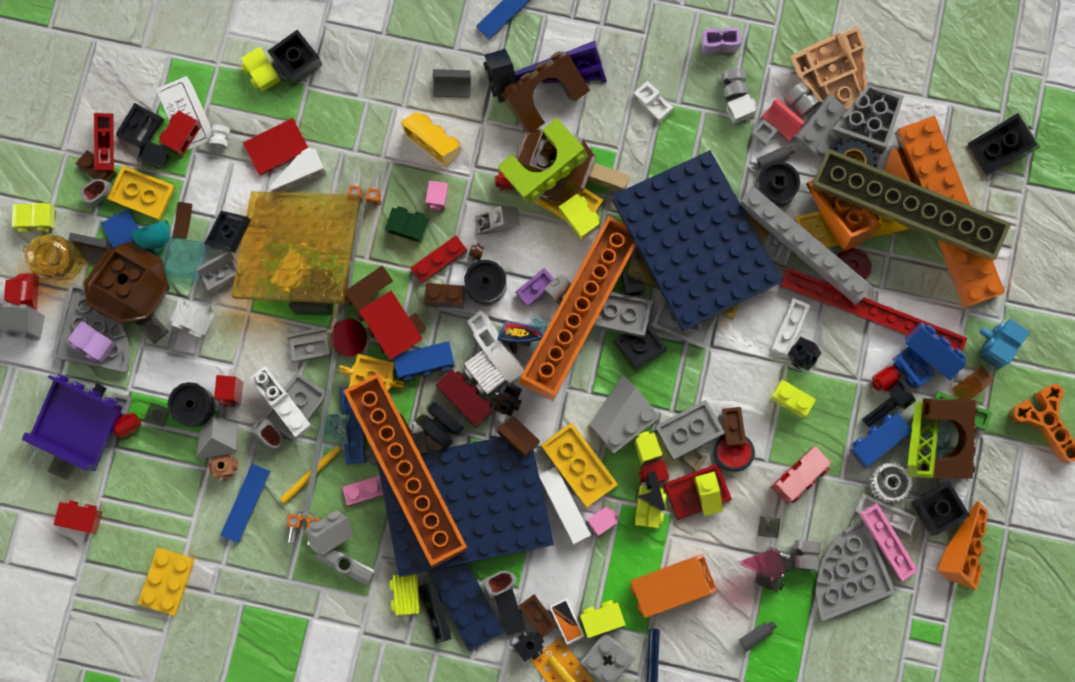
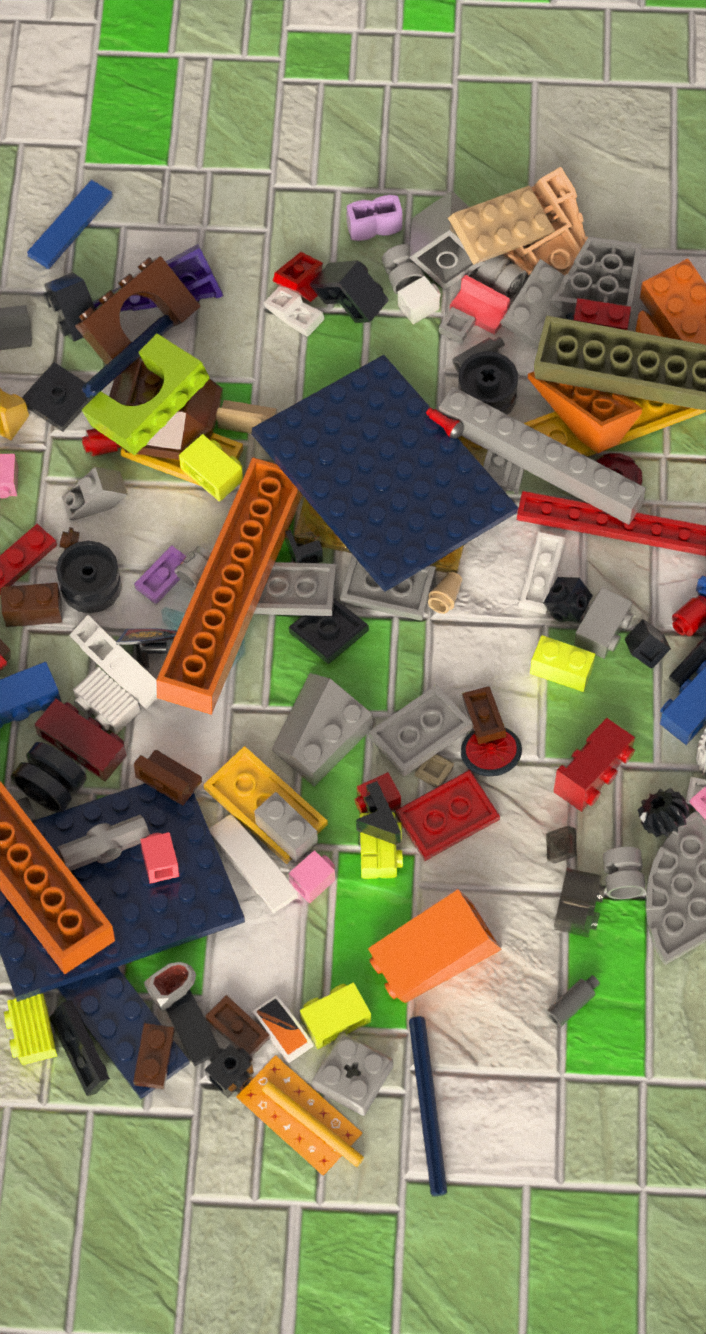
camera: 10 degrees left, 15 degrees down
(469, 480) = (103, 843): none -> light grey piece
(482, 628) = (154, 1056): none -> reddish brown plate
(483, 140) = (57, 397): none -> black plate
(504, 496) = (159, 857): none -> coral brick
(507, 399) = (144, 729): black brick -> none
(517, 142) = (125, 357): none -> dark blue axle
(590, 488) = (286, 827): none -> light grey brick
(647, 447) = (361, 758): neon yellow brick -> none
(663, 77) = (298, 275): none -> red slope
(696, 94) = (352, 288): none -> black brick
(708, 493) = (462, 808): neon yellow slope -> none
(722, 333) = (444, 595): none -> tan cone
(748, 216) = (453, 427): none -> red piece
(765, 564) = (561, 888): clear pink slope -> none
(767, 68) = (437, 246): none -> light grey slope
(808, 66) = (501, 224): none -> tan plate
(825, 374) = (603, 623): none -> light grey brick
(840, 518) = (663, 812): none -> black gear
(852, 393) = (647, 644): none -> black panel
(866, 148) = (602, 313): none -> red plate

